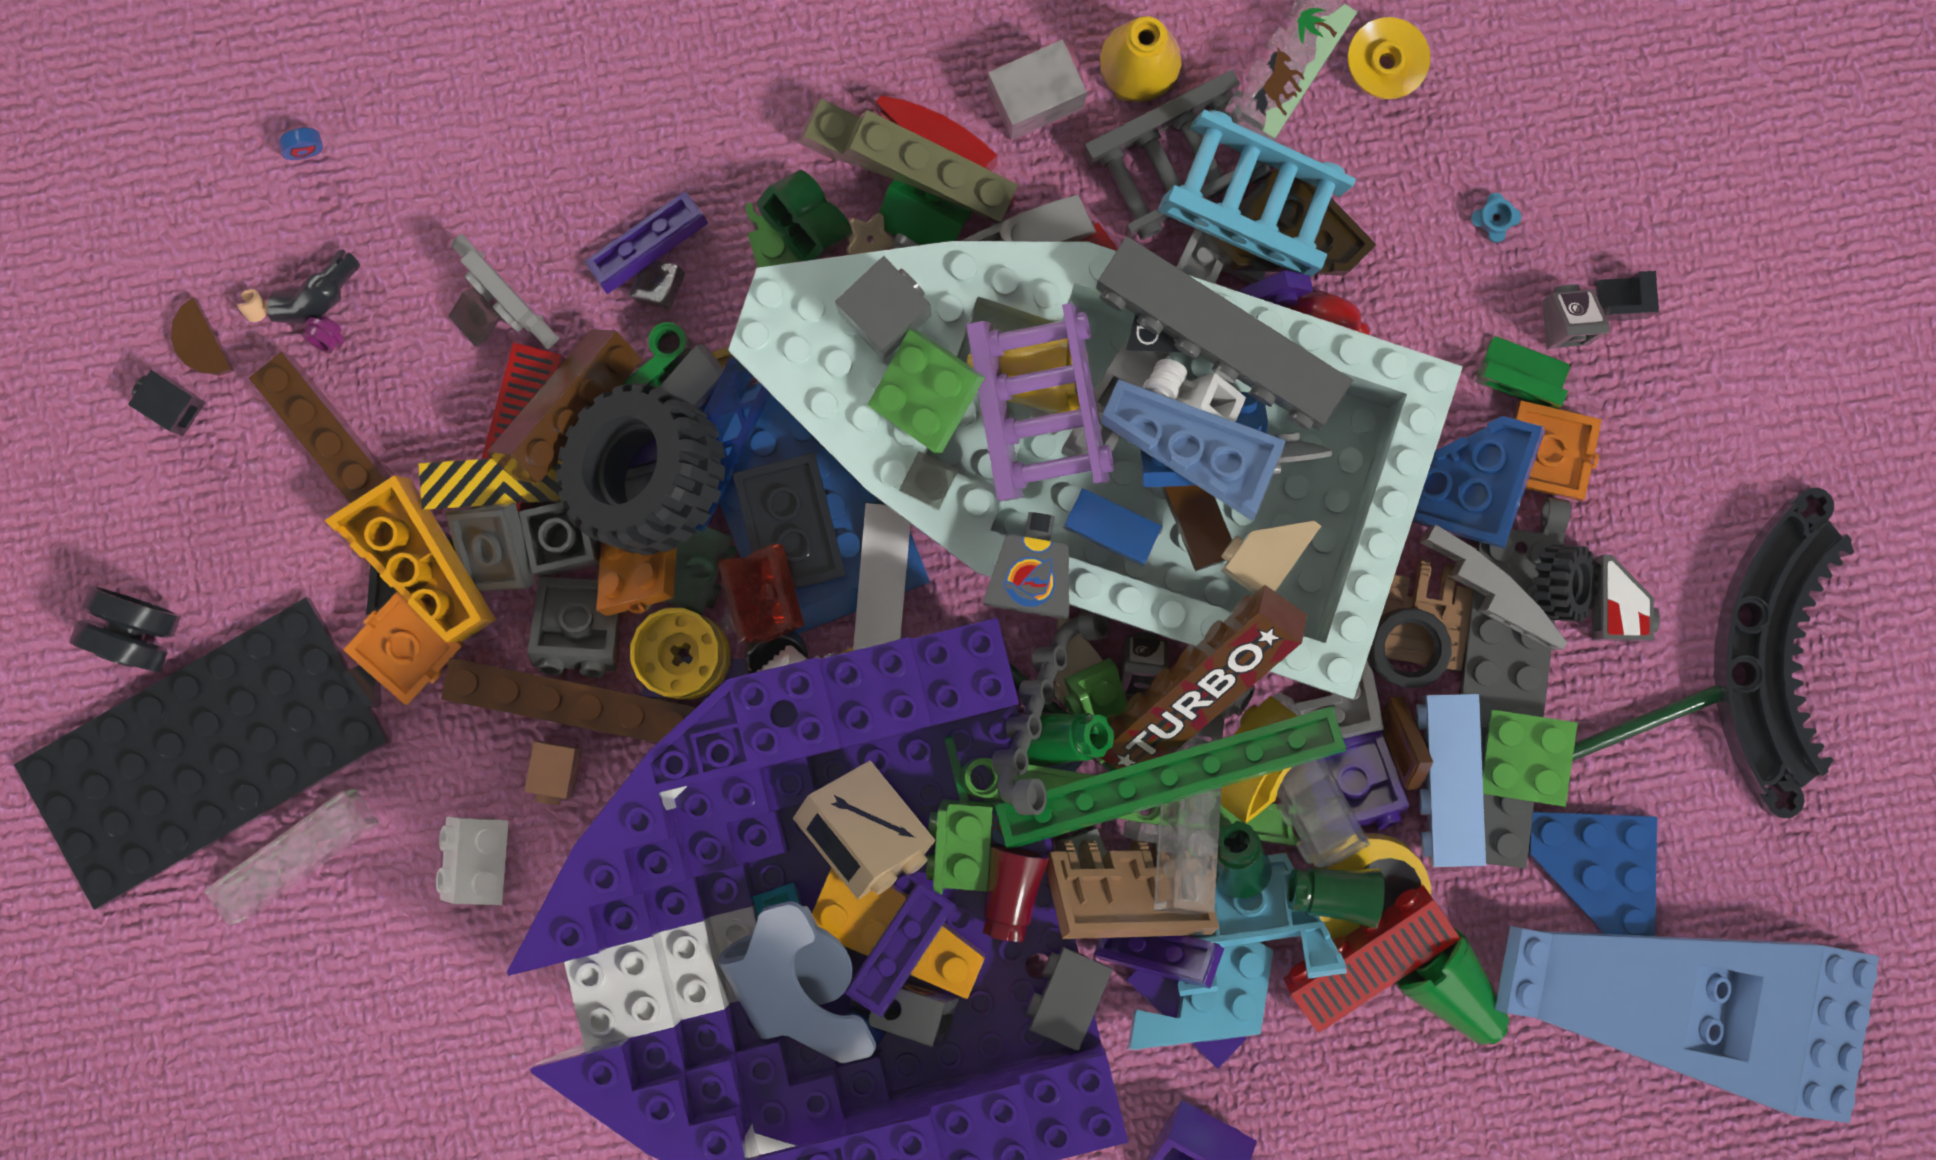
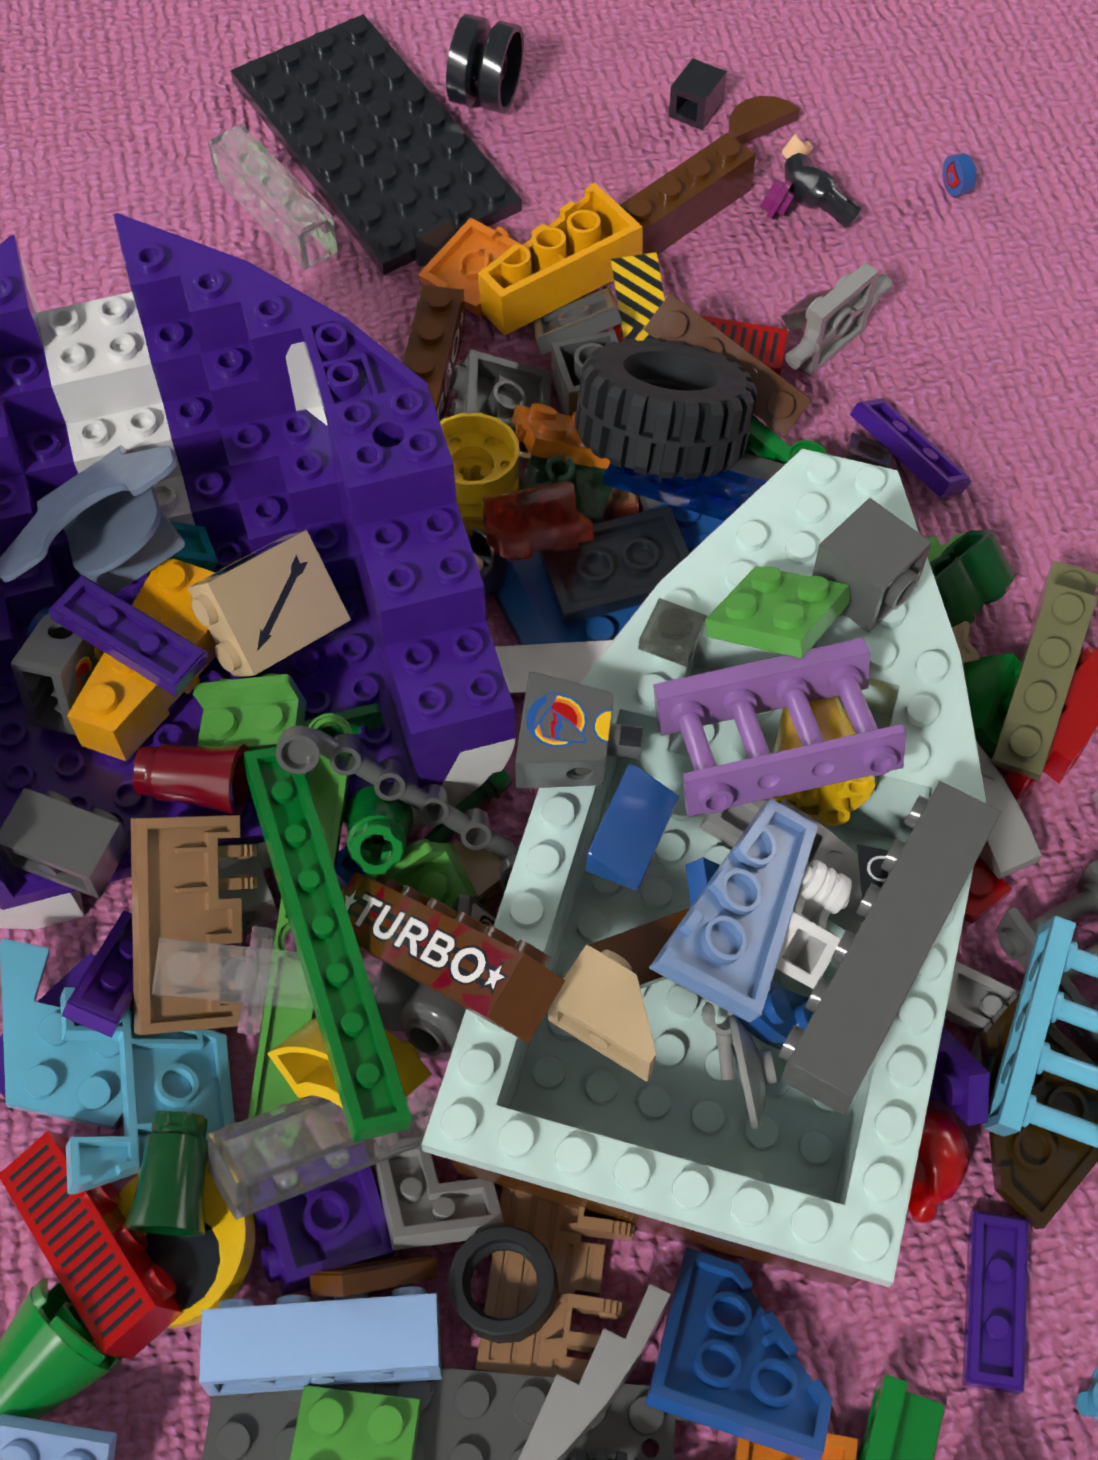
camera: 85 degrees right, 25 degrees down
(1241, 862) = (223, 1065): dark green plant -> none
(1422, 287) = (995, 1303): none -> dark purple tile

